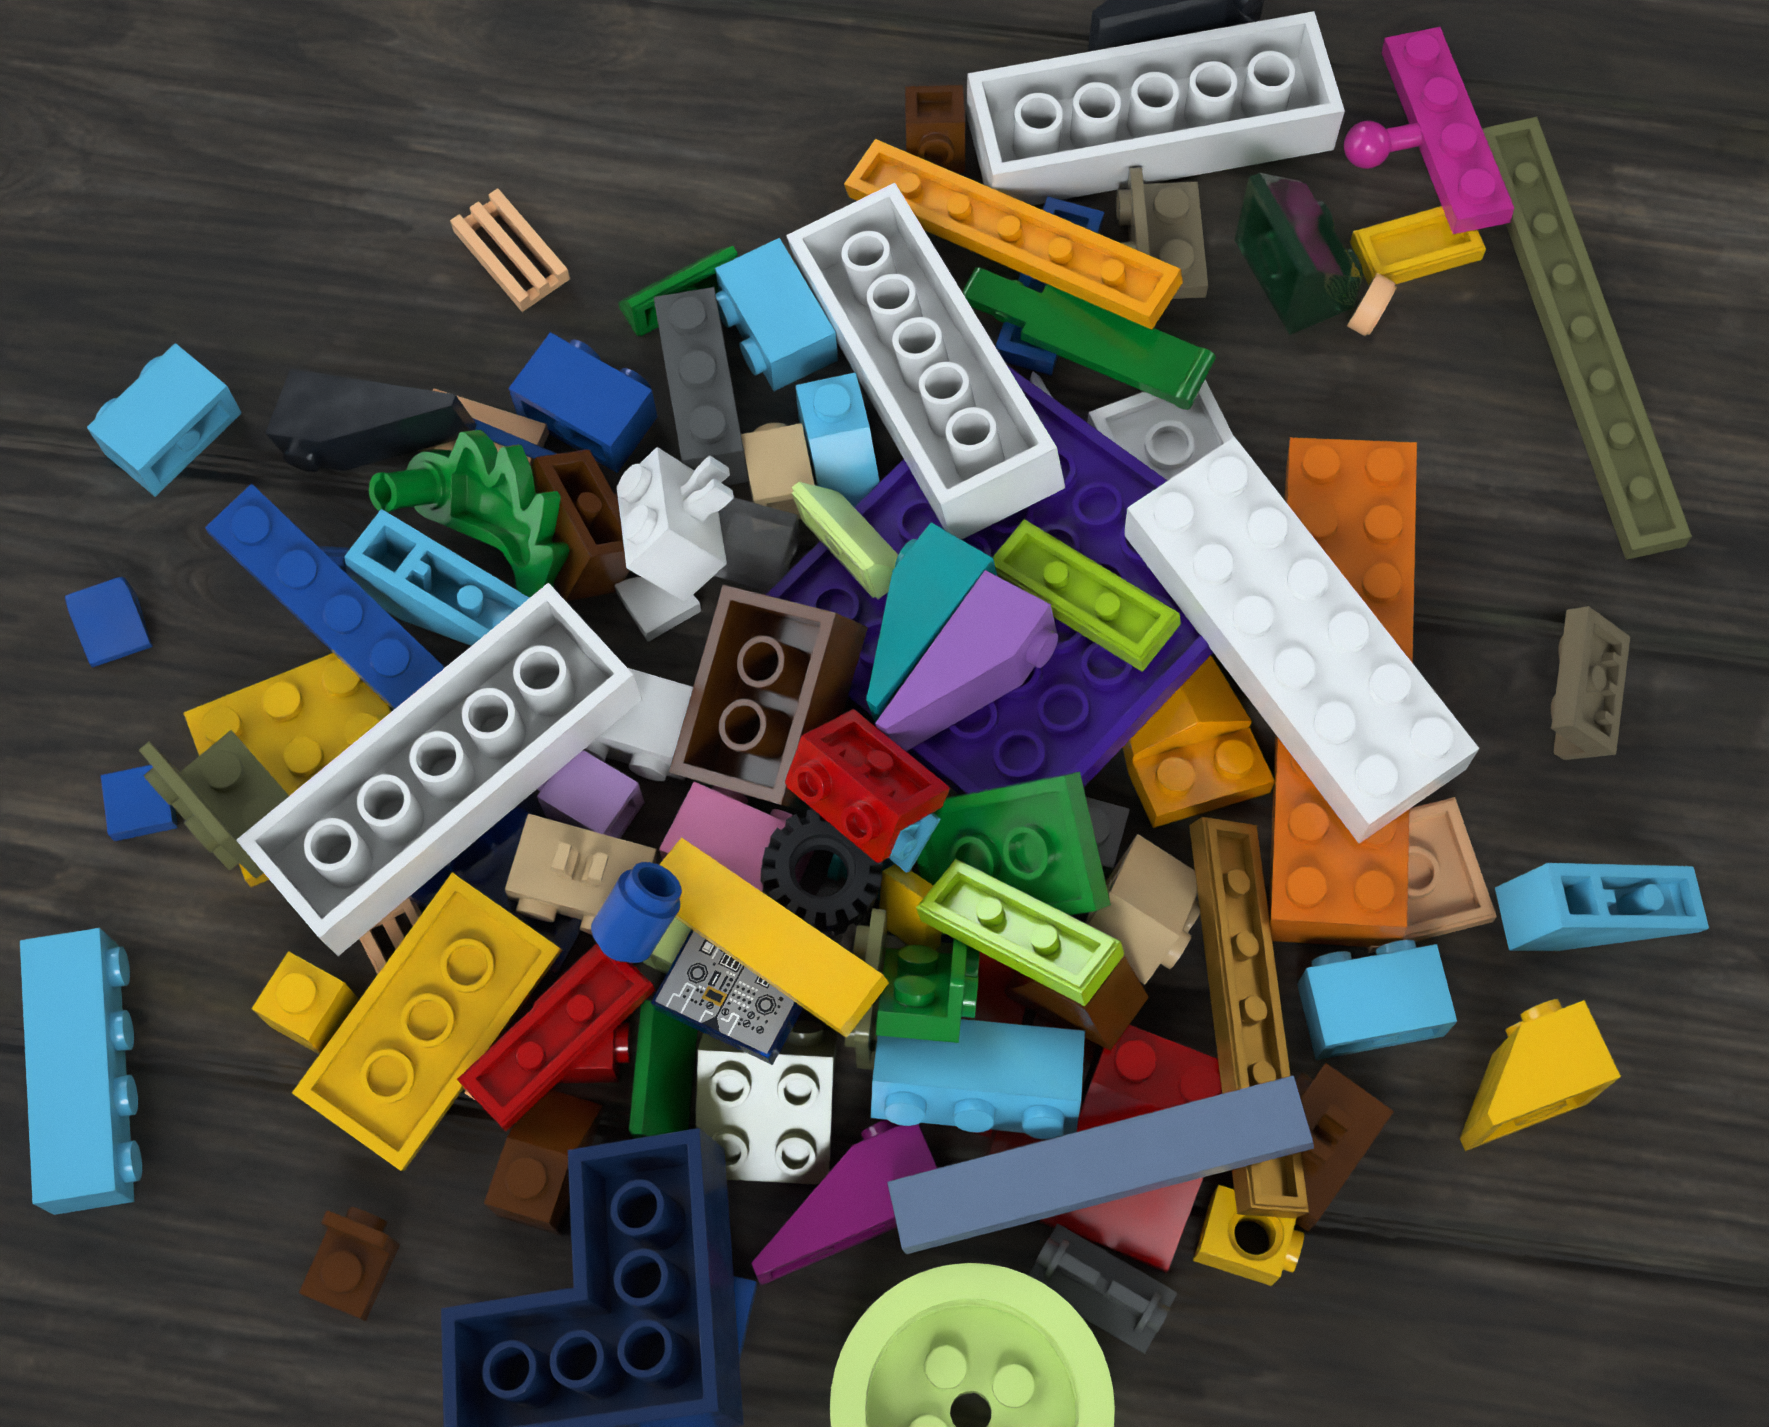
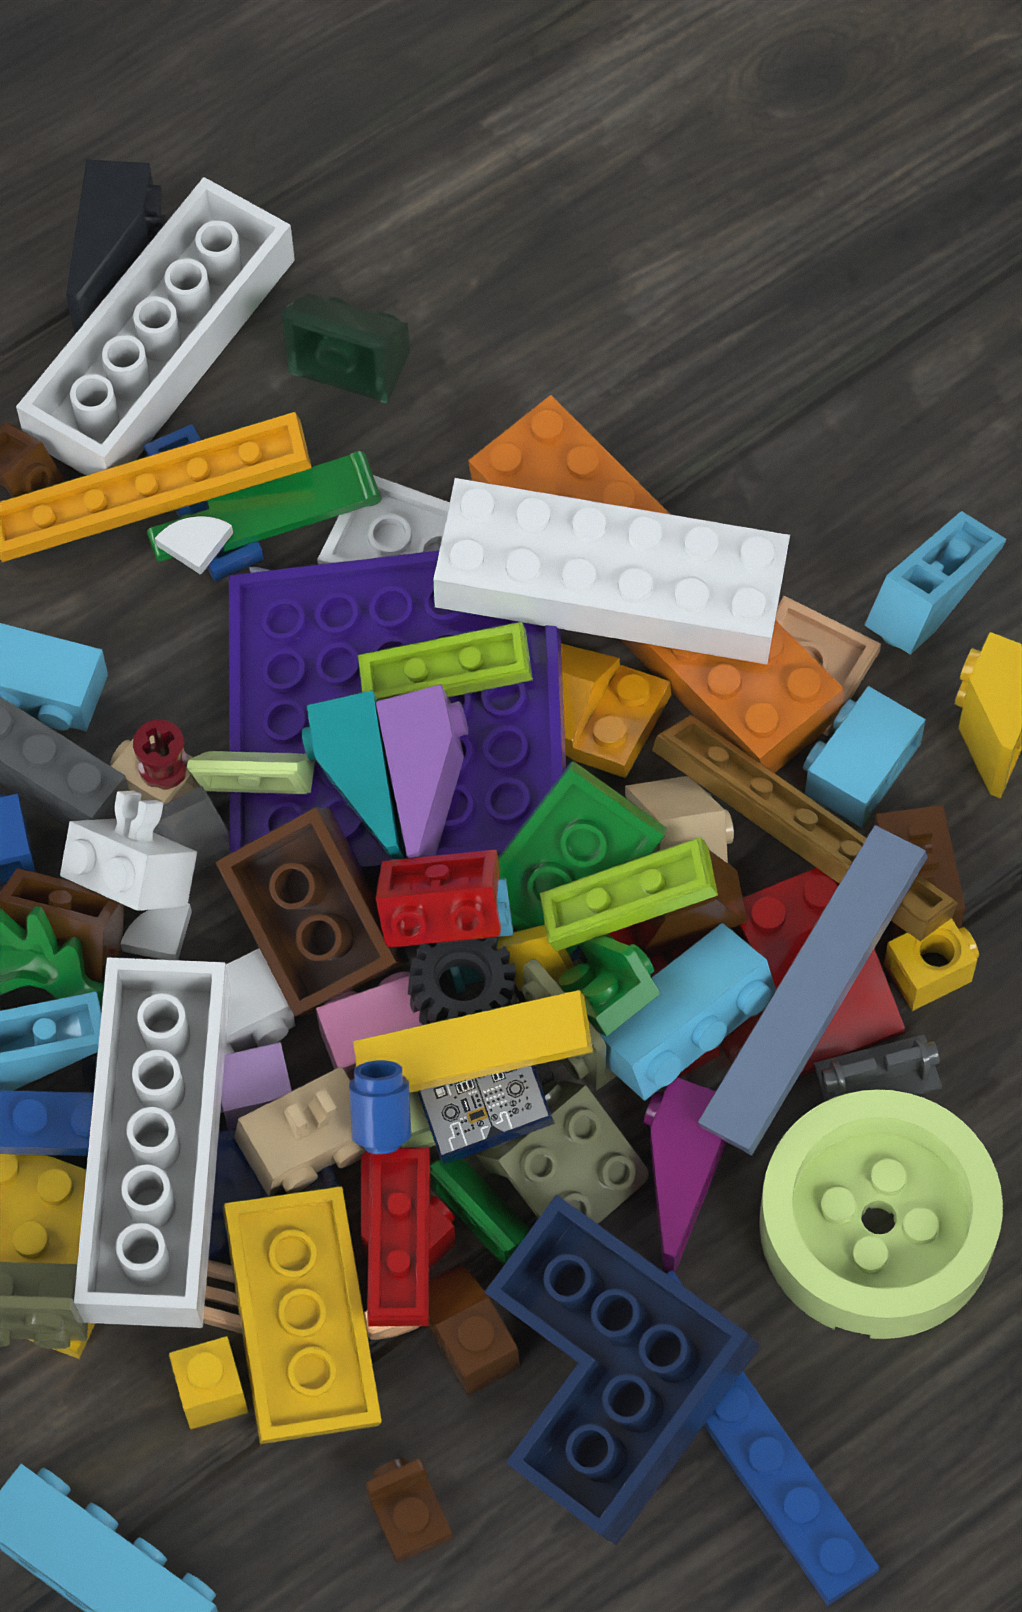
camera: 45 degrees left, 5 degrees down
(770, 446) = (151, 765): none -> dark red bush
(838, 436) = (163, 697): medium azure slope -> none
(927, 363) = (187, 613): white brick -> none
(1000, 306) = (195, 540): none -> white tile
(1166, 225) = (235, 398): dark tan bracket -> none
(1372, 305) = (425, 337): light nougat tile -> none
(1414, 247) = (412, 274): yellow tile -> none
(1442, 128) = (351, 187): dark pink plate -> none
(1586, 346) = (573, 245): olive plate -> none
(1589, 686) = (798, 456): dark tan bracket -> none

